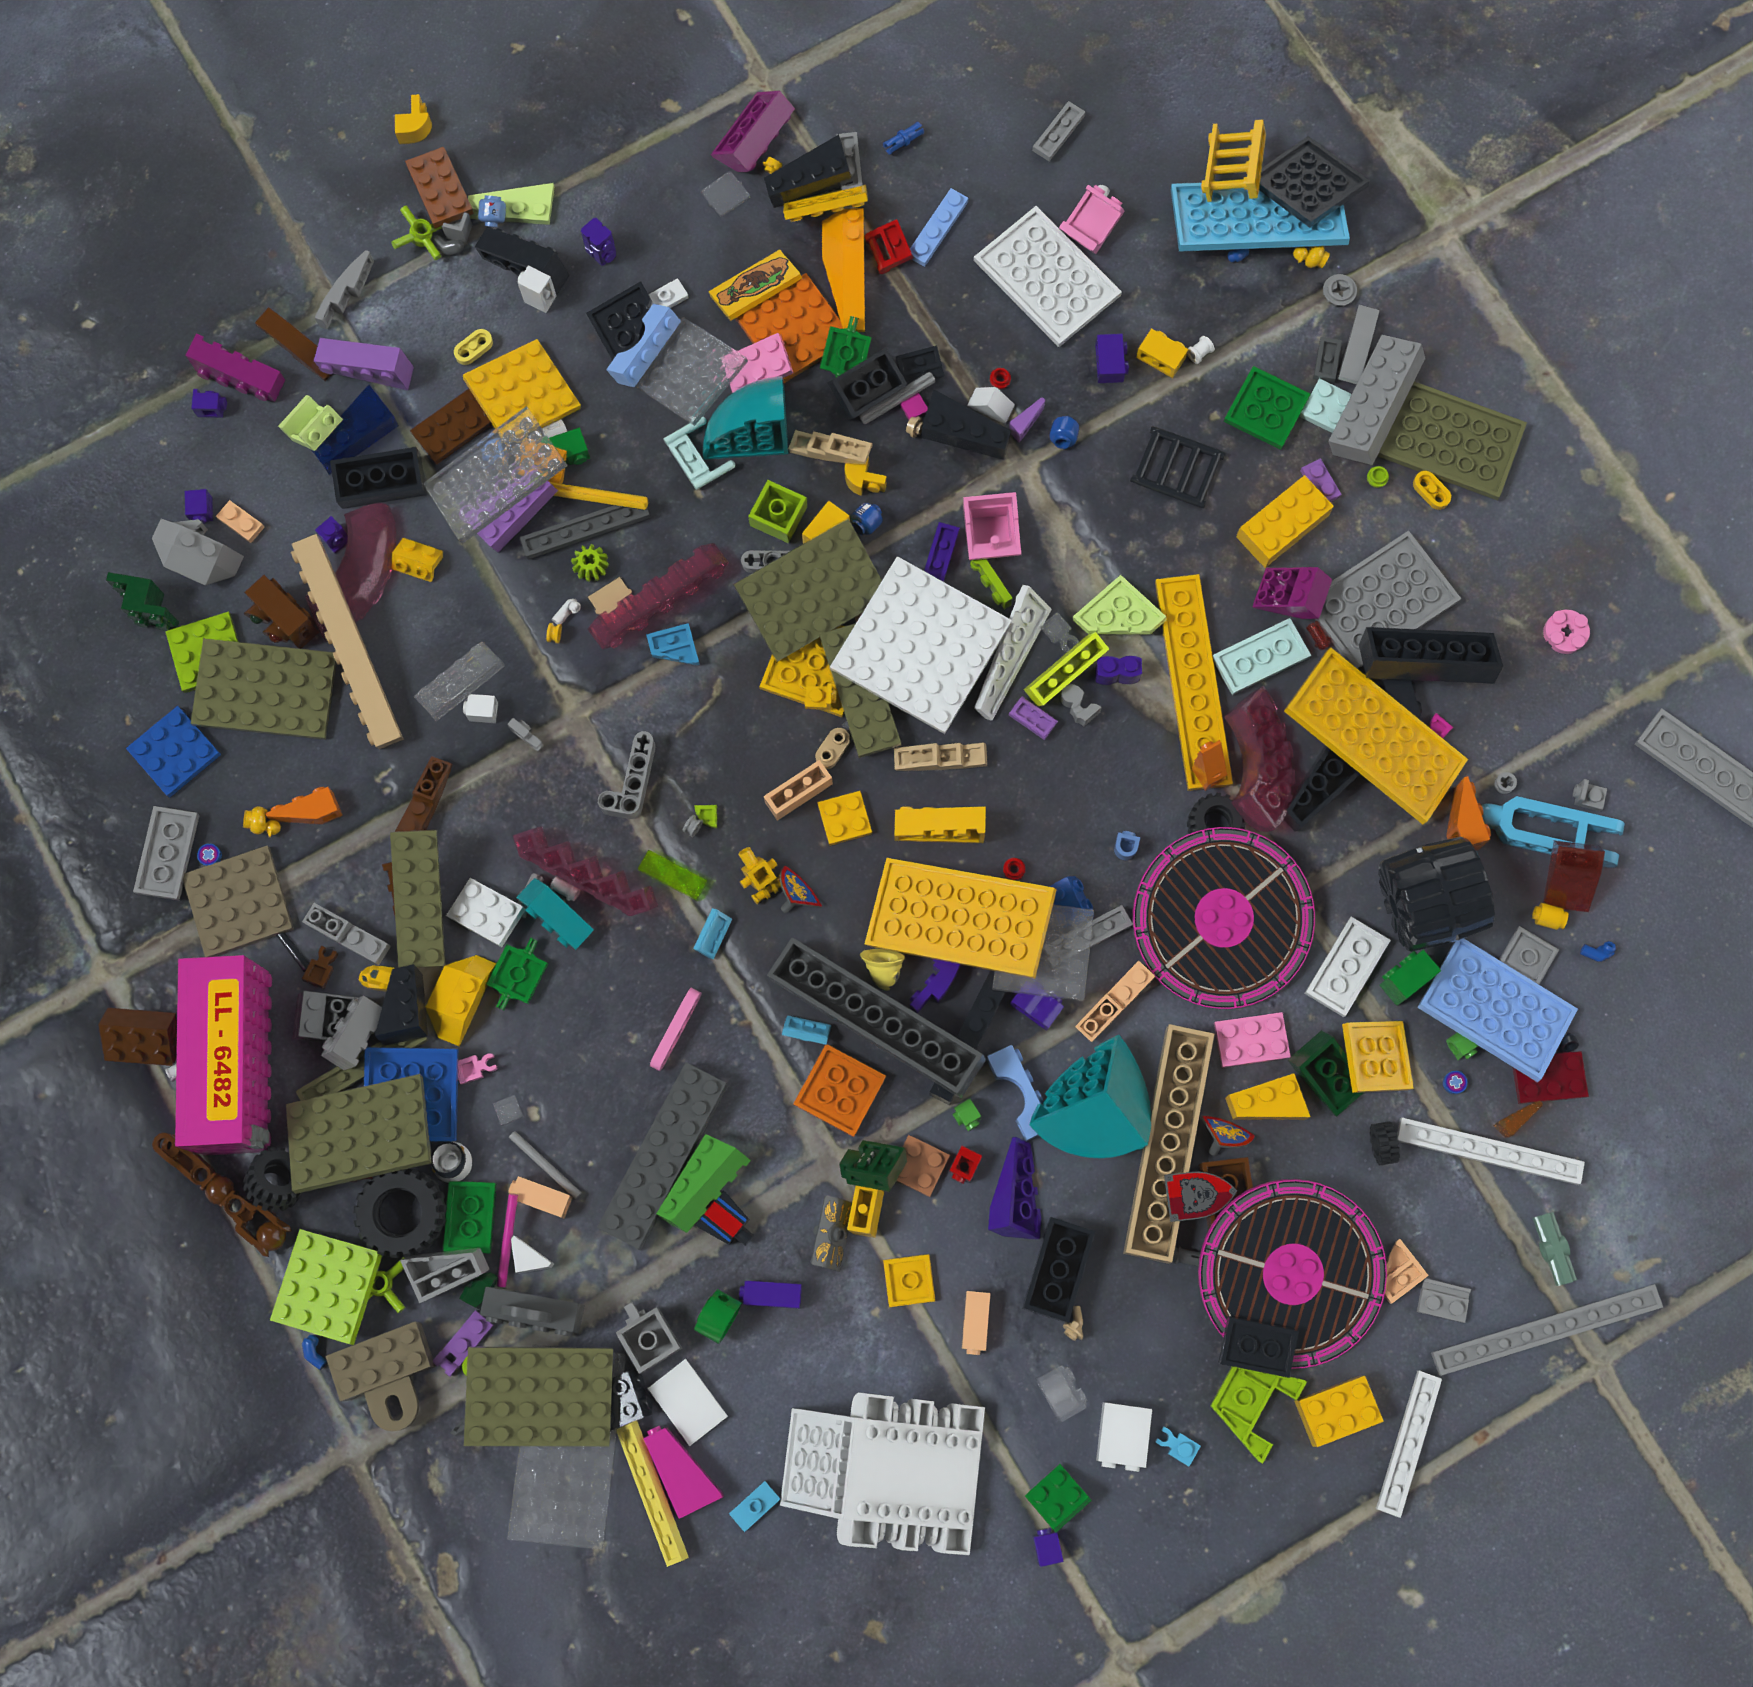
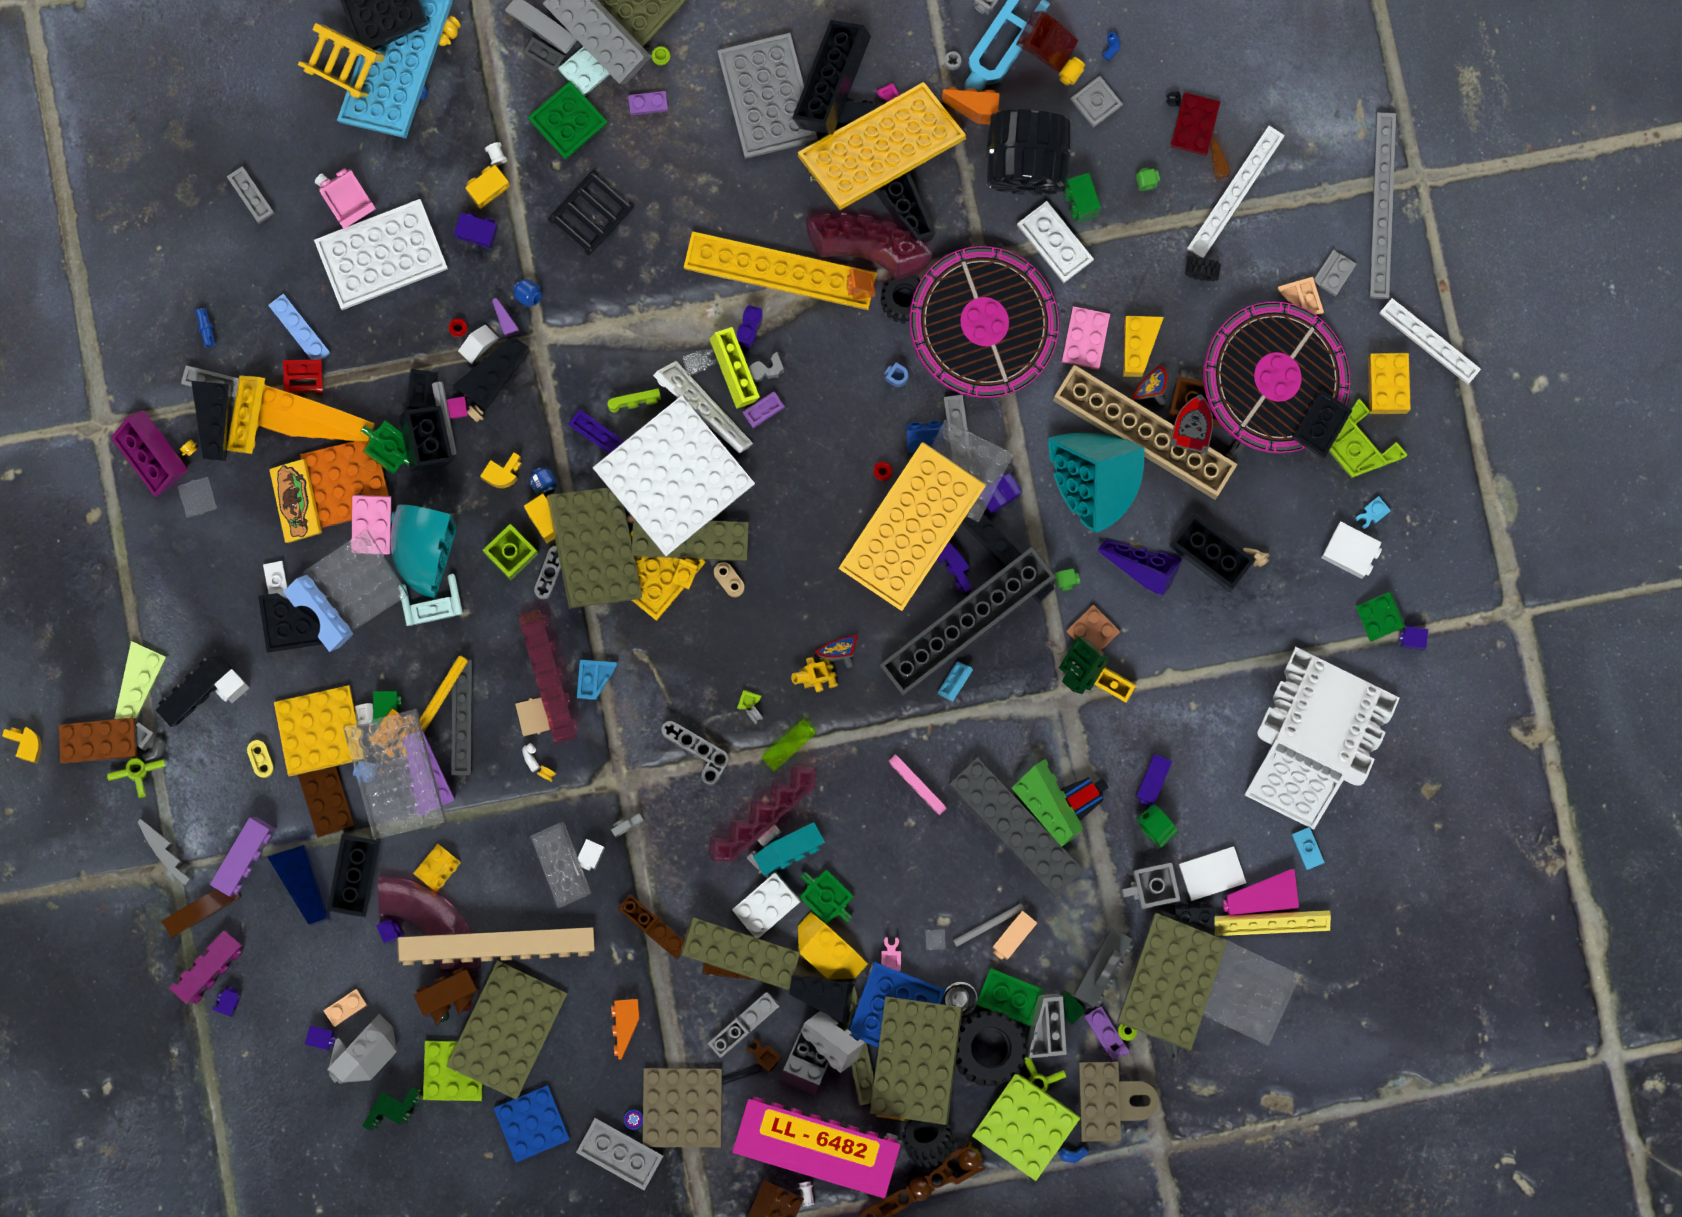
camera: 75 degrees left, 5 degrees up
(256, 822) = (621, 1070): yellow animal -> none
(310, 423) = (283, 918): yellowish green panel -> none
(376, 977) = (789, 1010): yellow rock -> none
(492, 211) = (143, 701): medium blue head -> none
(507, 1236) = (1040, 972): dark pink bar -> none
(526, 1258) = (1059, 961): white slope -> none
(590, 570) = (498, 716): lime gear -> none
(598, 241) = (208, 618): dark purple brick -> none
(712, 933) = (850, 728): medium azure plate -> none
(798, 790) = (757, 618): light nougat brick -> none
(830, 448) = (472, 488): tan slope -> none
(831, 1233) = (1123, 716): dark grey shield -> none
(839, 1090) = (1012, 672): orange plate -> none
(844, 818) = (791, 590): yellow plate -> none
(883, 966) = (925, 602): light yellow piece -> none
(909, 1280) = (1178, 671): yellow tile -> none
(940, 757) = (768, 495): tan slope -> none
(940, 824) = (827, 515): yellow wedge -> none
(965, 1156) = (1105, 588): red brick -> none
(975, 1322) = (1228, 631): light nougat brick -> none
(992, 526) = (594, 381): bright pink piece -> none
(1007, 1066) = (1040, 533): light blue arch -> none
(1061, 1392) = (1305, 584): clear brick -> none
(1115, 1001) = (1018, 431): light nougat slope -> none
(1119, 611) = (700, 306): yellowish green plate -> none
(1261, 656) = (779, 209): light aqua plate -> none
(1284, 521) = (672, 145): yellow brick -> none
(1293, 591) = (736, 163): magenta slope -> none
(1321, 639) = (778, 156): clear red pin -> none
(1326, 1071) = (1132, 289): dark green slope -> none
(1344, 283) = (480, 13): light grey gear -> none
(1377, 1056) = (1134, 247): yellow plate -> none
(1432, 490) = (688, 17): yellow plate -> none
(1454, 1082) = (1173, 197): tile -> none
(1498, 1008) = (1130, 141): light blue plate -> none
(1554, 1249) = (1325, 174): sand green piece -> none

